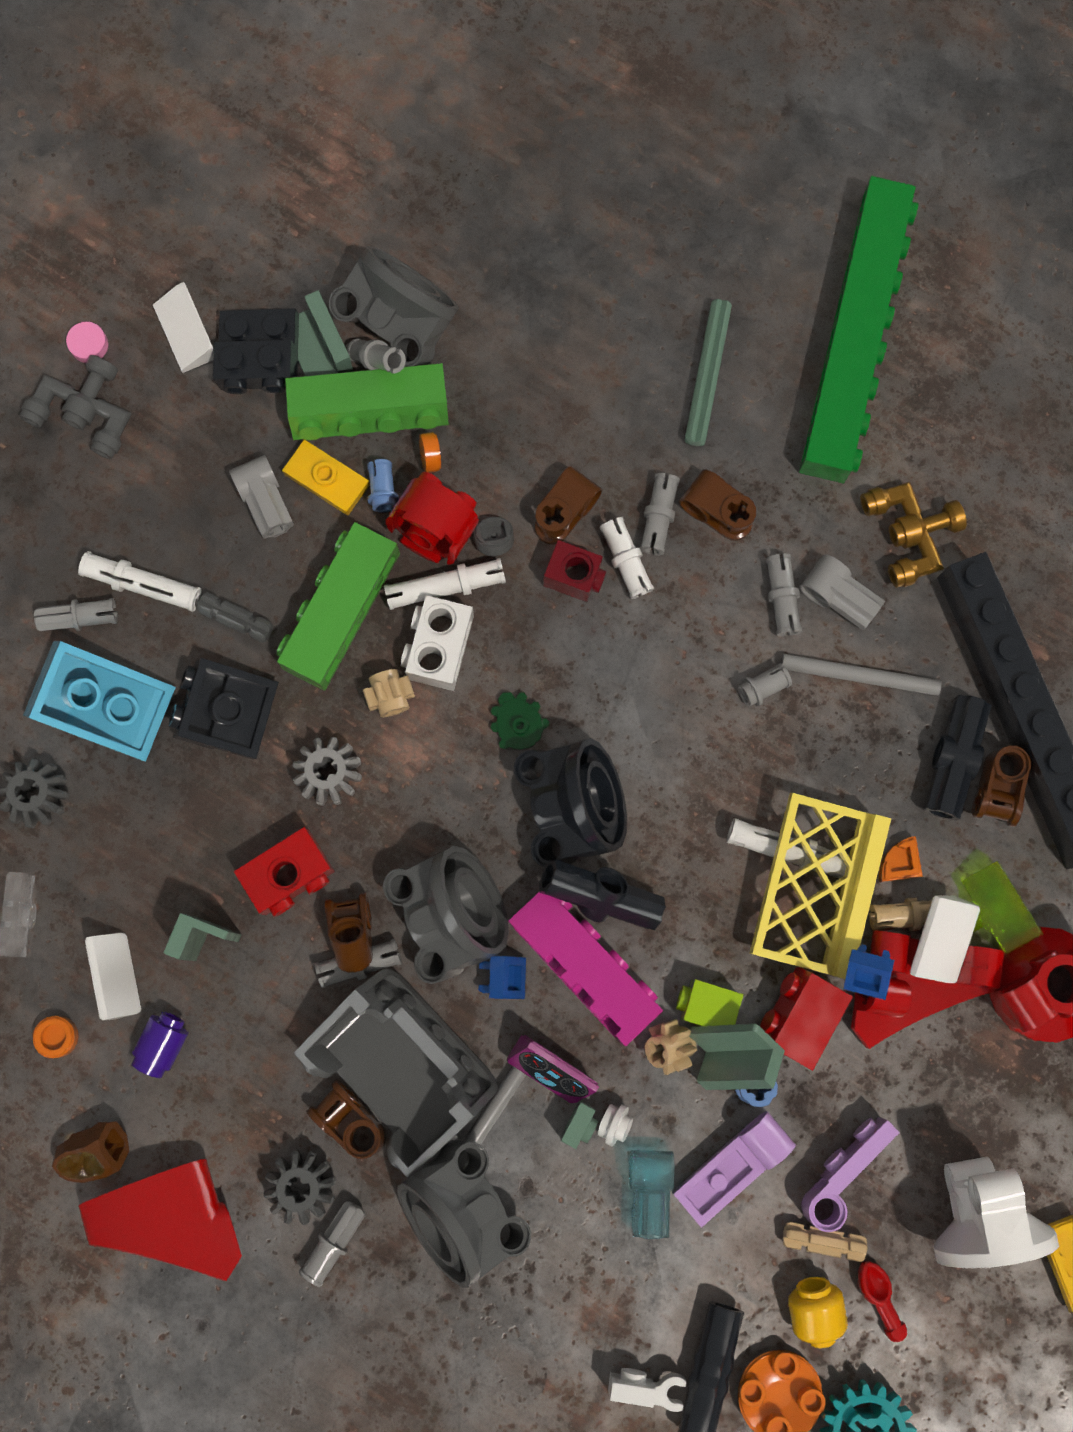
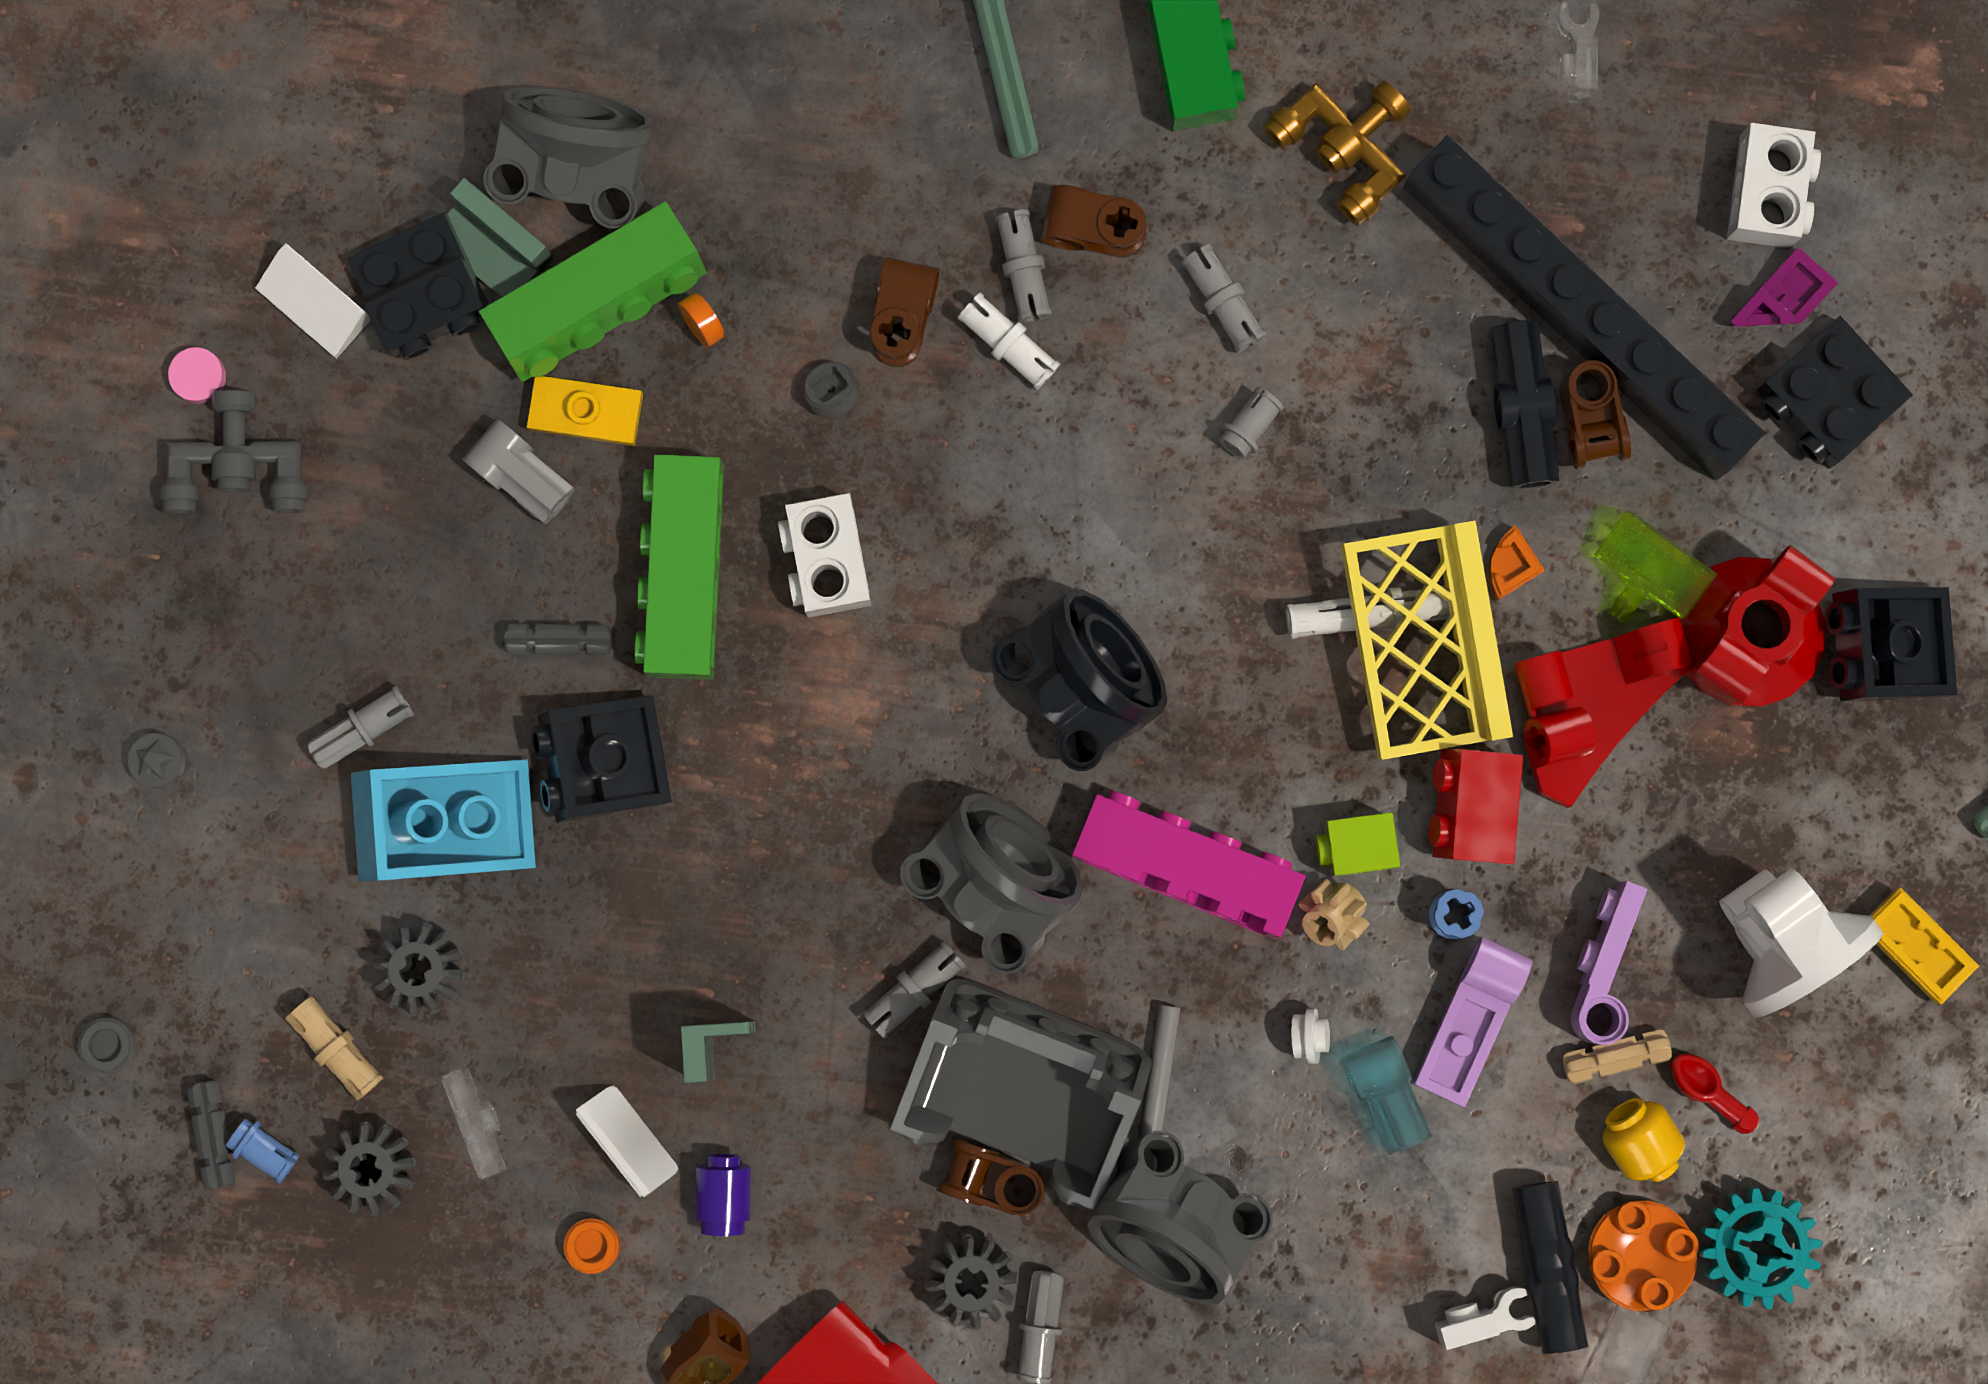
camera: 20 degrees left, 5 degrees up
(124, 576) = (417, 649): white pin -> none
(260, 873) = (745, 937): red brick -> none
(320, 759) = (750, 767): light grey gear -> none
(350, 932) = (888, 957): reddish brown piece -> none
(376, 355) = (577, 228): light grey pin -> none
(381, 485) = (661, 390): medium blue pin -> none
(388, 693) = (795, 646): tan gear -> none
(433, 519) = (749, 404): red brick -> none
(445, 583) = (799, 477): white pin -> none
(506, 977) = (1100, 924): blue tile -> none
(518, 721) = (968, 607): dark green piece -> none
(551, 1070) = (1205, 1008): slope -> none
(568, 555) = (935, 372): dark red brick -> none
(580, 1125) = (1268, 1056): sand green plate -> none
(602, 894) = (1170, 771): black piece -> none
(737, 1057) = (1417, 889): sand green panel -> none
(832, 586) = (1279, 260): light grey piece -> none
(861, 674) = (1362, 354): light grey bar -> none
(869, 973) = (1528, 718): blue tile -> none
(910, 915) = (1553, 622): tan pin -> none
(945, 939) = (1602, 635): white slope -> none

